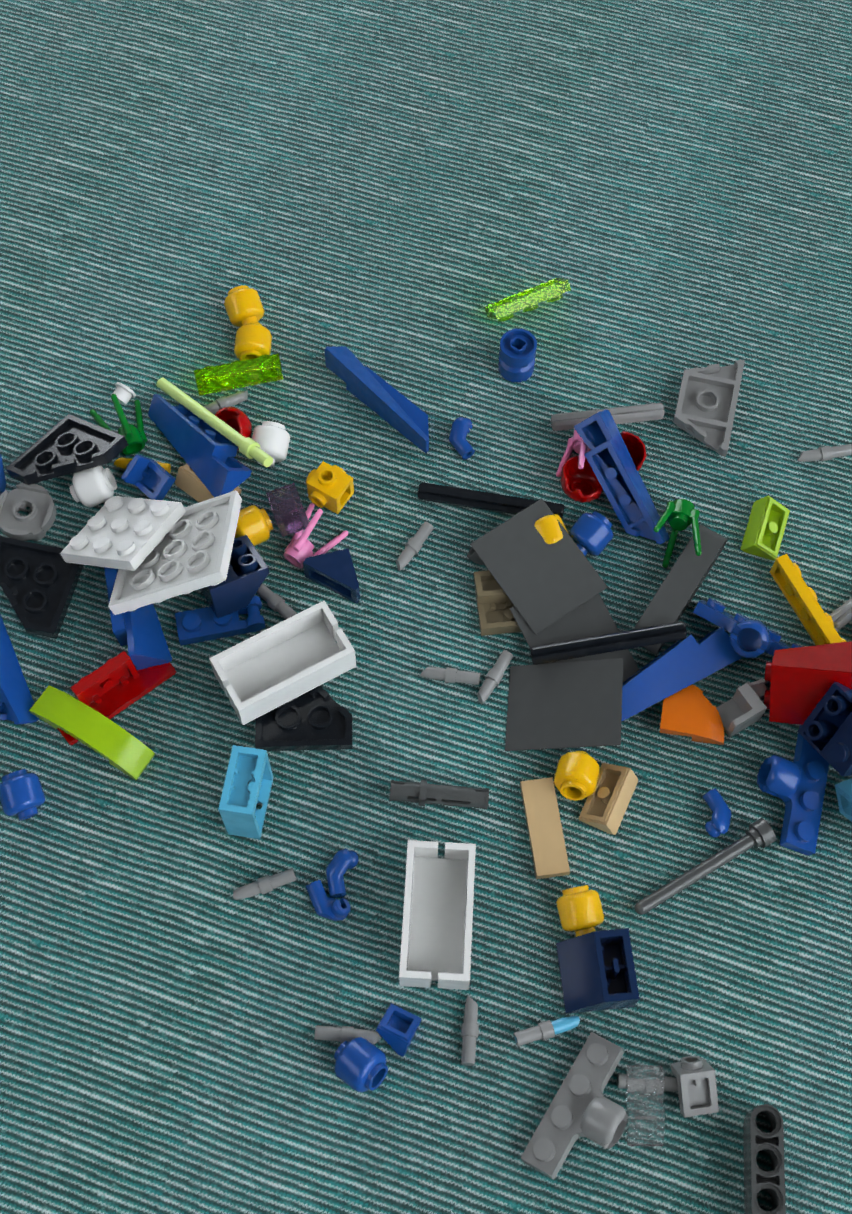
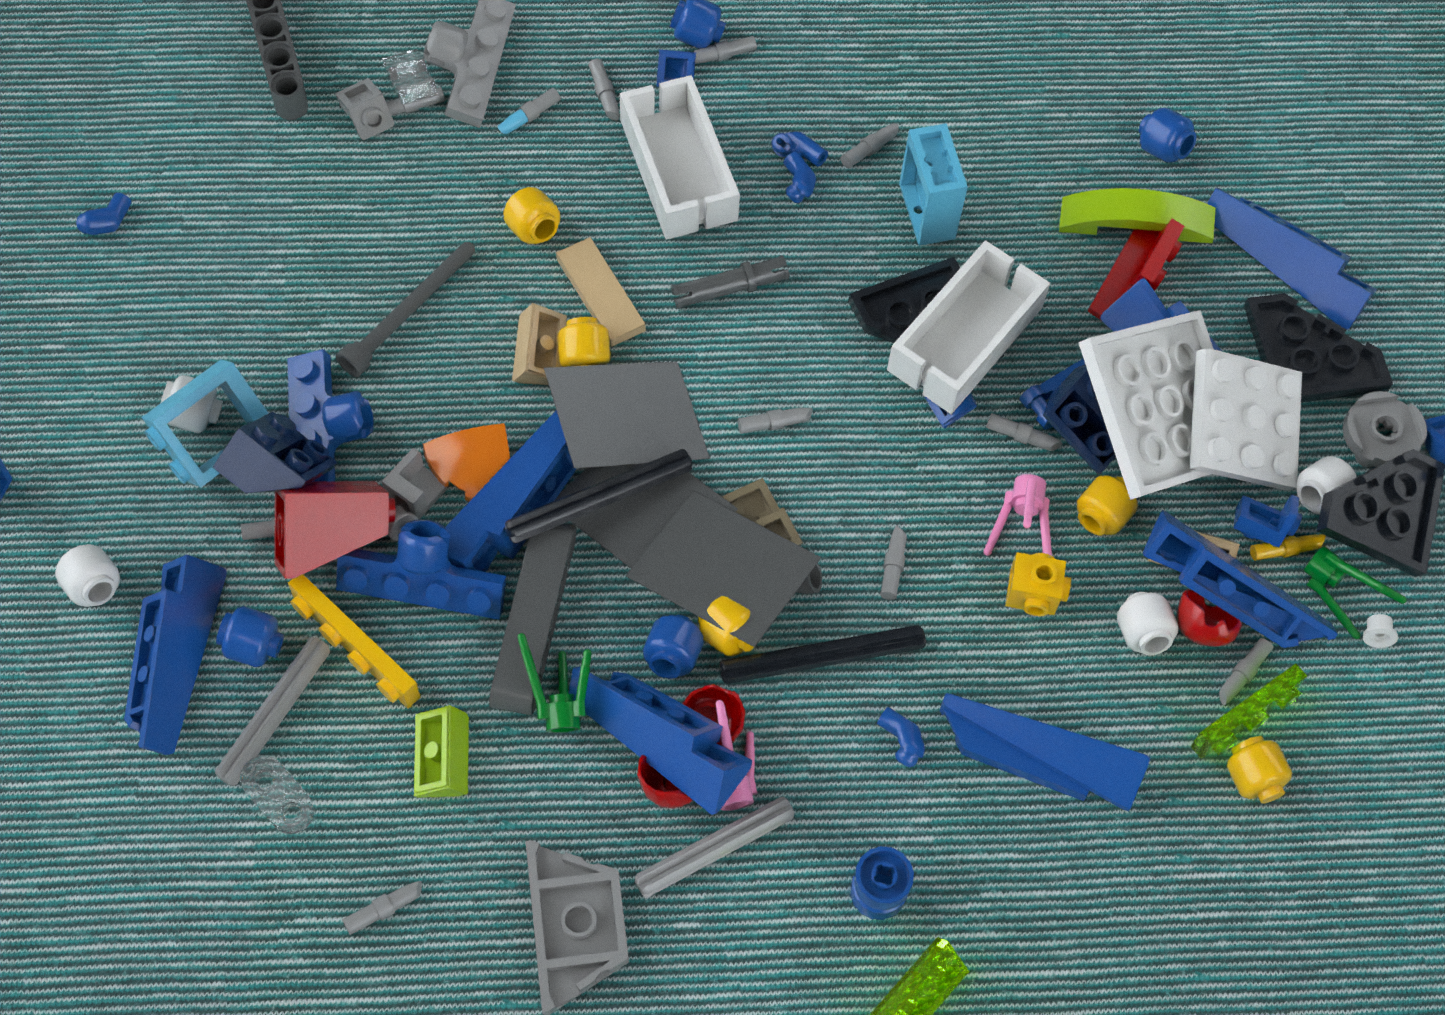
camera: 155 degrees right, 0 degrees up
(243, 306) = (1307, 822): yellow head -> none
(247, 446) = (1165, 571): yellowish green bar -> none
(288, 509) = (1070, 534): clear purple brick -> none
(335, 573) = (968, 481): dark blue slope -> none
(494, 676) = (723, 437): light grey piece -> none
(597, 971) = (490, 162): dark blue slope -> none
(721, 814) = (405, 366): blue arm -> none

